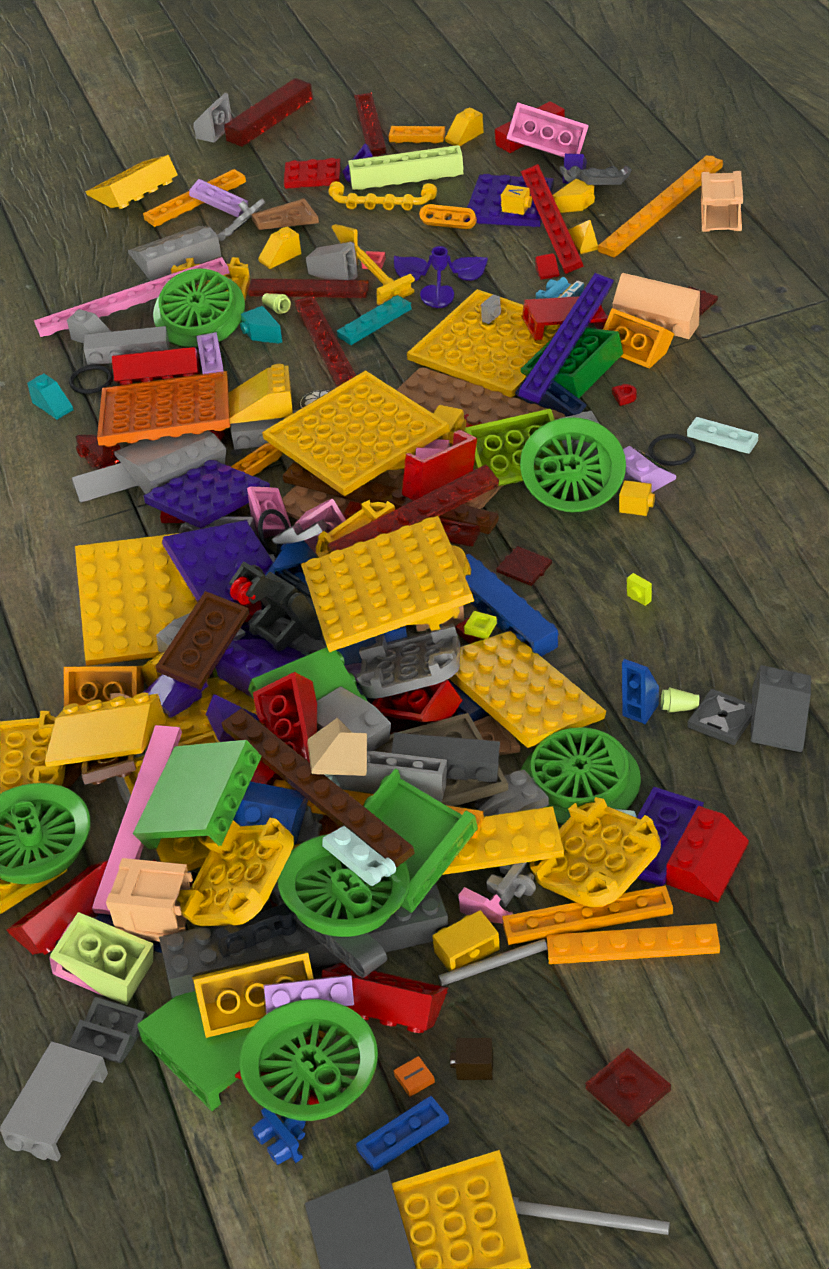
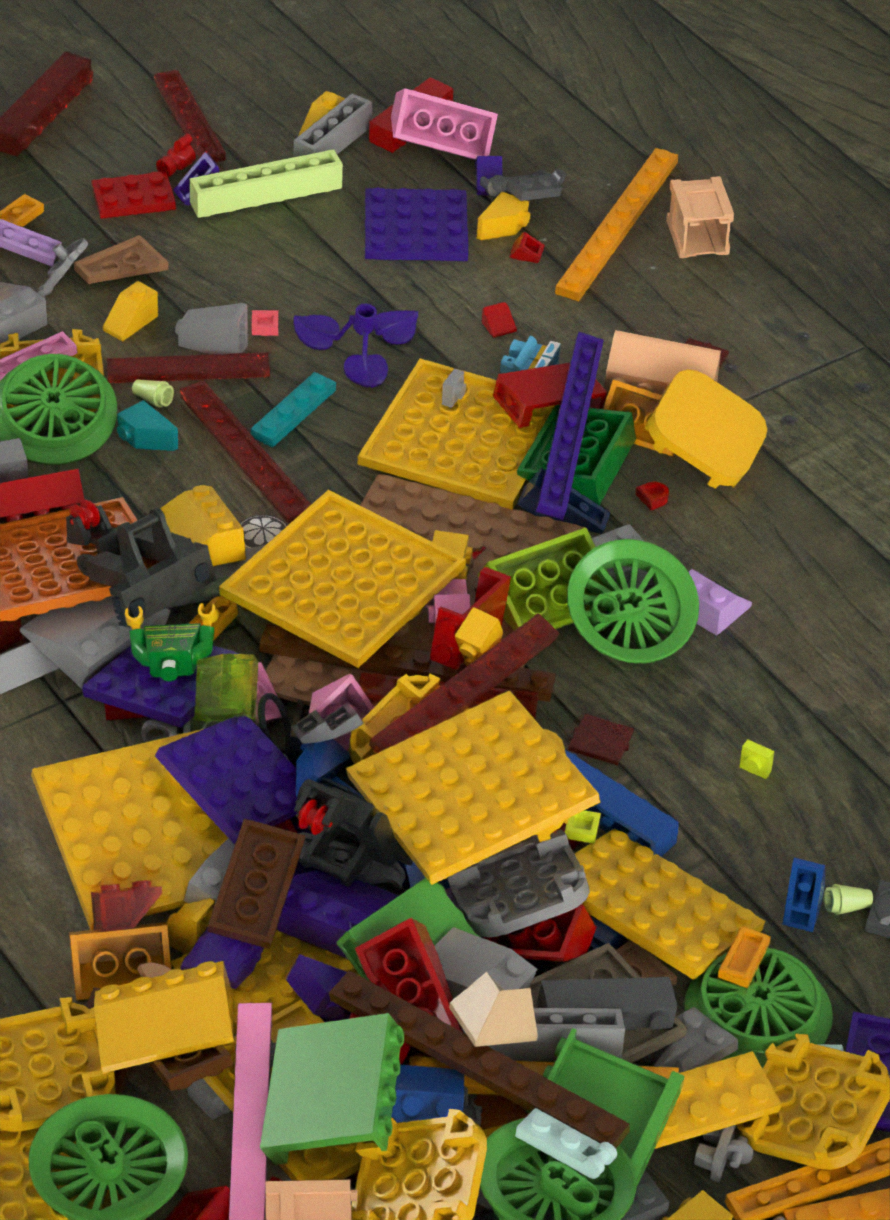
camera: 20 degrees left, 0 degrees up
(106, 650) = (124, 907): none -> clear red slope
(201, 431) = (180, 570): none -> pearl dark grey container
(210, 353) = (93, 477): lavender plate -> none
(211, 472) = (172, 648): none -> green torso
(238, 500) = (226, 687): none -> clear neon green slope
(350, 148) = (178, 156): none -> red piece
(370, 200) = (230, 233): yellow bar -> none
(390, 287) = (305, 364): yellow piece -> none
(417, 134) = (259, 130): light orange plate -> none
(433, 474) = (478, 635): none -> yellow slope
(441, 212) = (335, 247): light orange plate -> none
(469, 133) = (336, 128): none -> light grey brick
(472, 902) = (688, 1183): bright pink slope -> none
(516, 199) = (434, 226): yellow brick -> none
(552, 219) = (487, 252): red plate -> none
(573, 734) = (744, 957): none -> light orange tile
(584, 237) = (531, 275): yellow slope -> none
(587, 215) = (527, 249): none -> red slope
(636, 498) = (715, 637): yellow brick -> none
(672, 463) = (741, 549): black tyre -> none
(676, 346) = (707, 427): none -> yellow tile
(722, 435) = (794, 543): light aqua plate -> none

